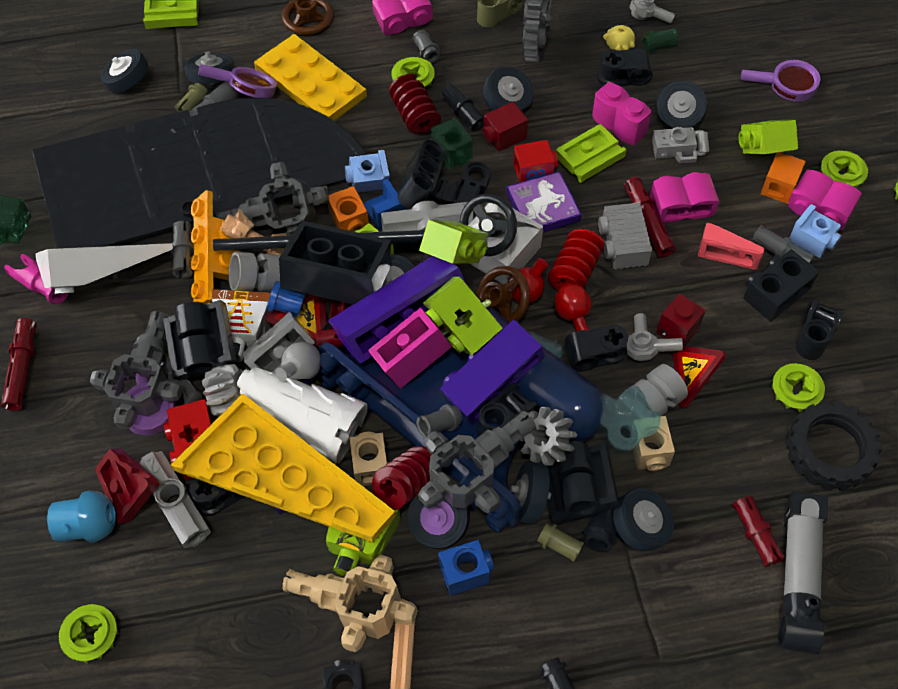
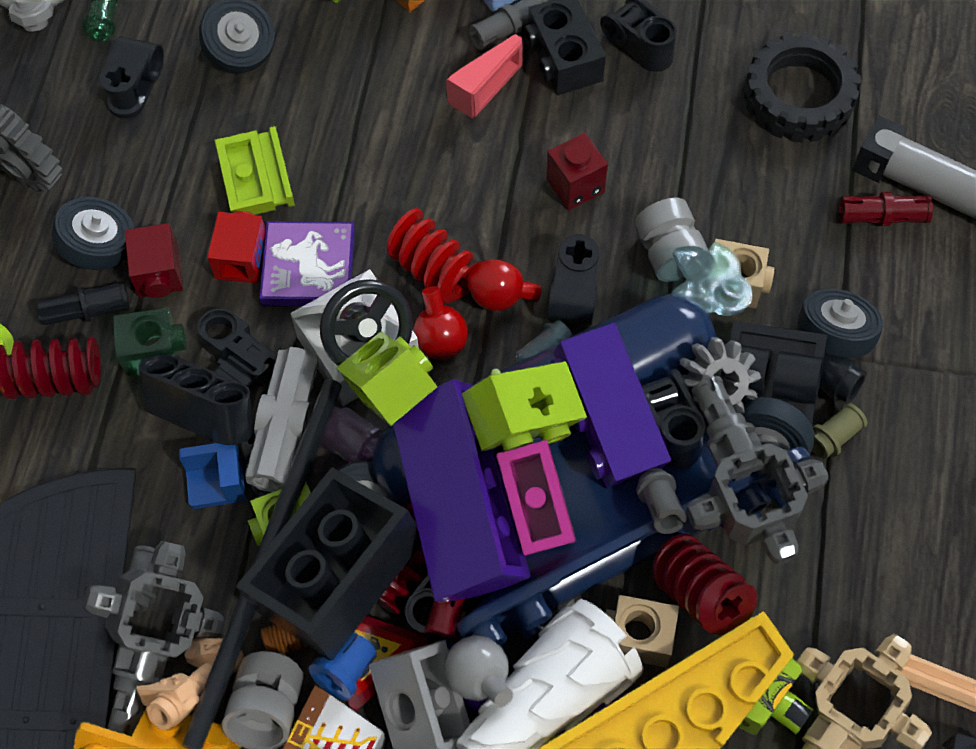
camera: 70 degrees left, 5 degrees up
(347, 210) = (191, 515): orange brick -> none
(368, 180) = (145, 458): light blue brick -> none
(438, 525) = (773, 583): black wheel -> none
(460, 581) = (834, 576): blue brick -> none
(491, 291) = (467, 371): reddish brown piece -> none
(620, 38) = (66, 62): light yellow animal -> none
(621, 113) = (211, 108): dark pink brick -> none
(625, 235) = (413, 179): light grey brick -> none
(644, 345) = (590, 222): light grey piece -> none
(654, 224) = (393, 144): dark red pin -> none
(680, 143) = (291, 64): light grey piece -> none
(684, 197) = (383, 92): dark pink brick -> none
(696, 368) = (647, 179): piece -> none
(812, 386) = (711, 75): lime gear -> none

